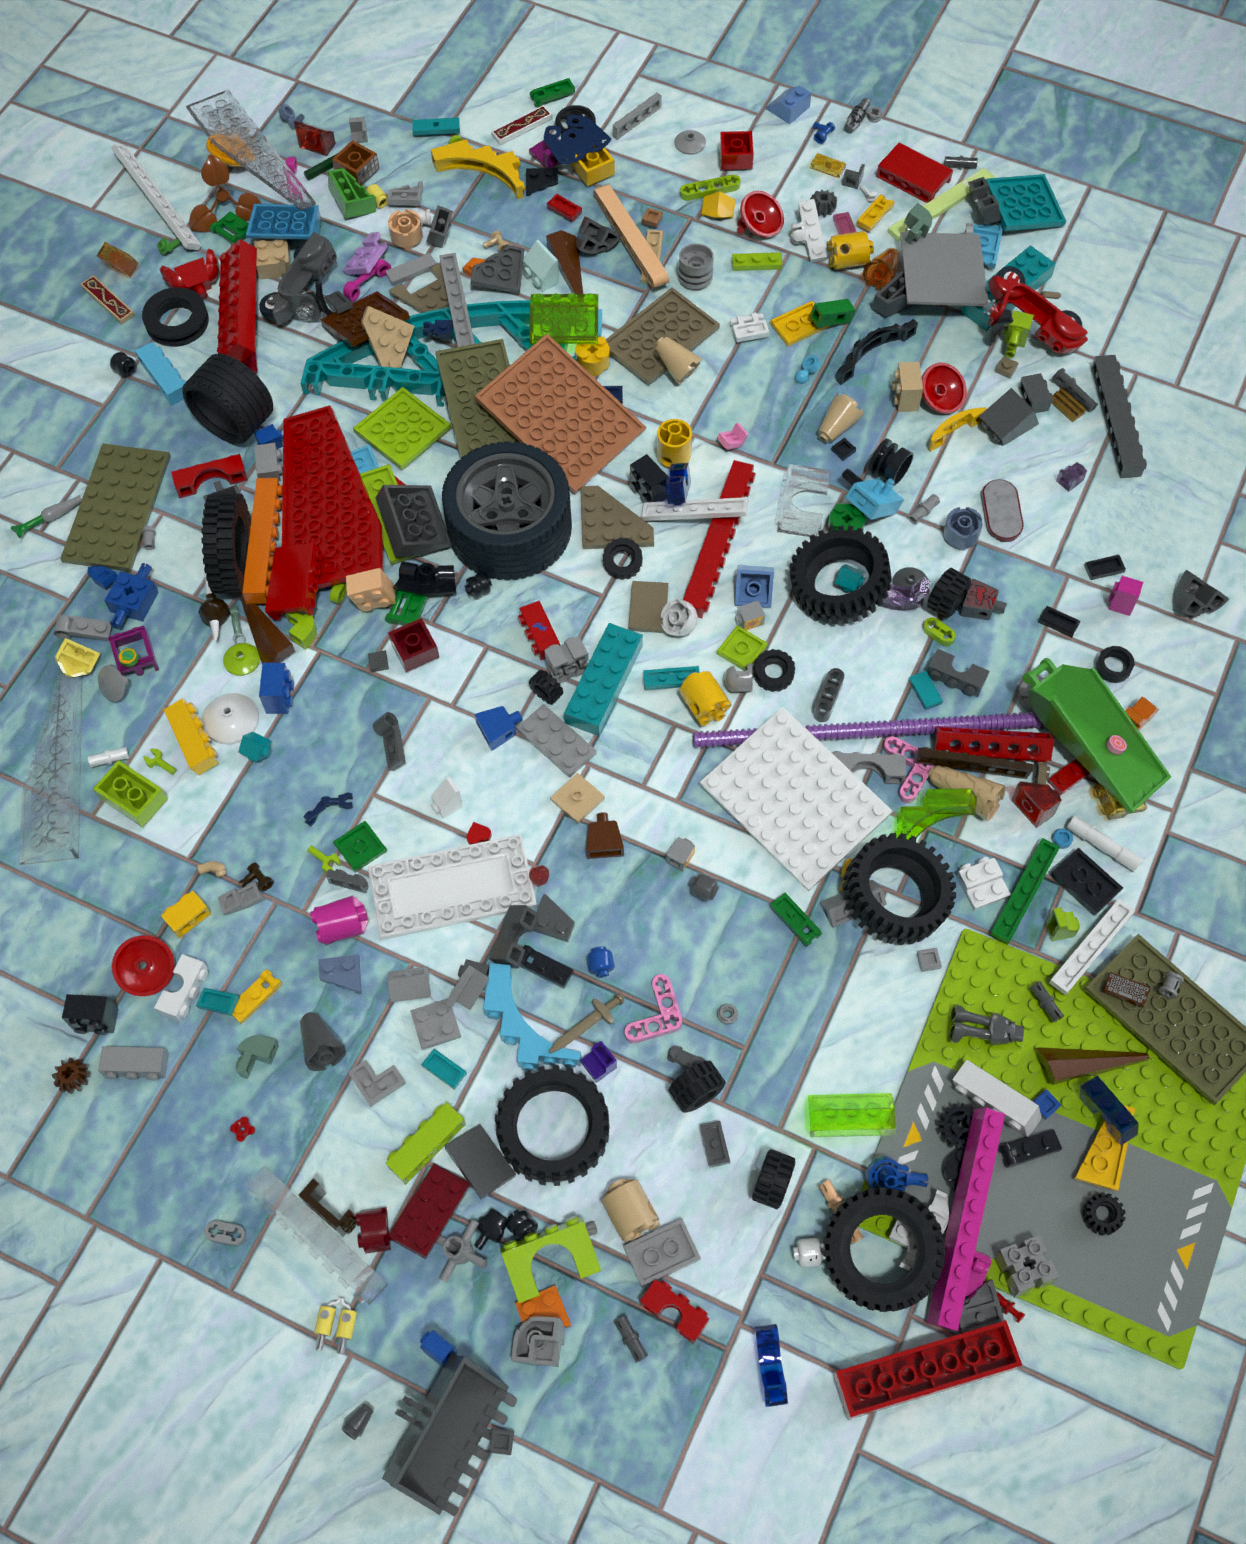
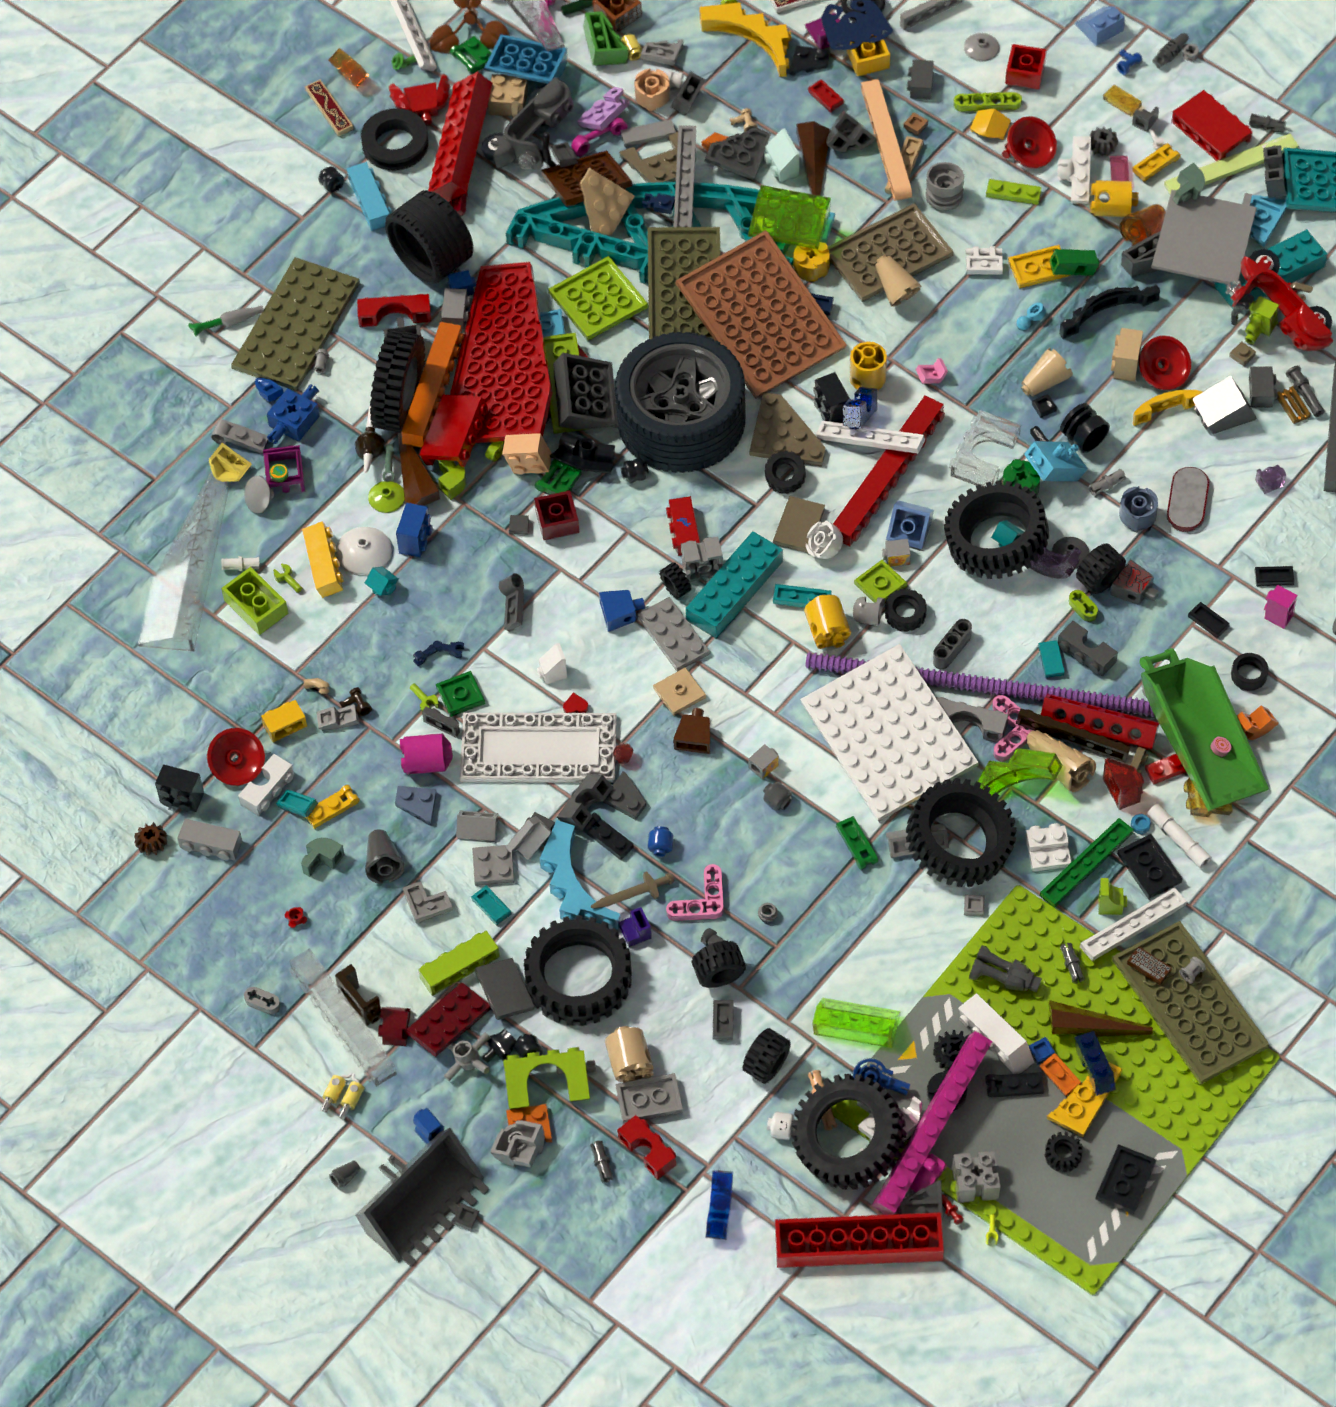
camera: 15 degrees right, 5 degrees down
(646, 178) = (921, 79): none -> dark grey brick
(1058, 1322) = (992, 1233): none -> neon yellow hand
(1073, 1128) = (1060, 1074): none -> orange plate
(1176, 1230) = (1126, 1179): none -> black plate

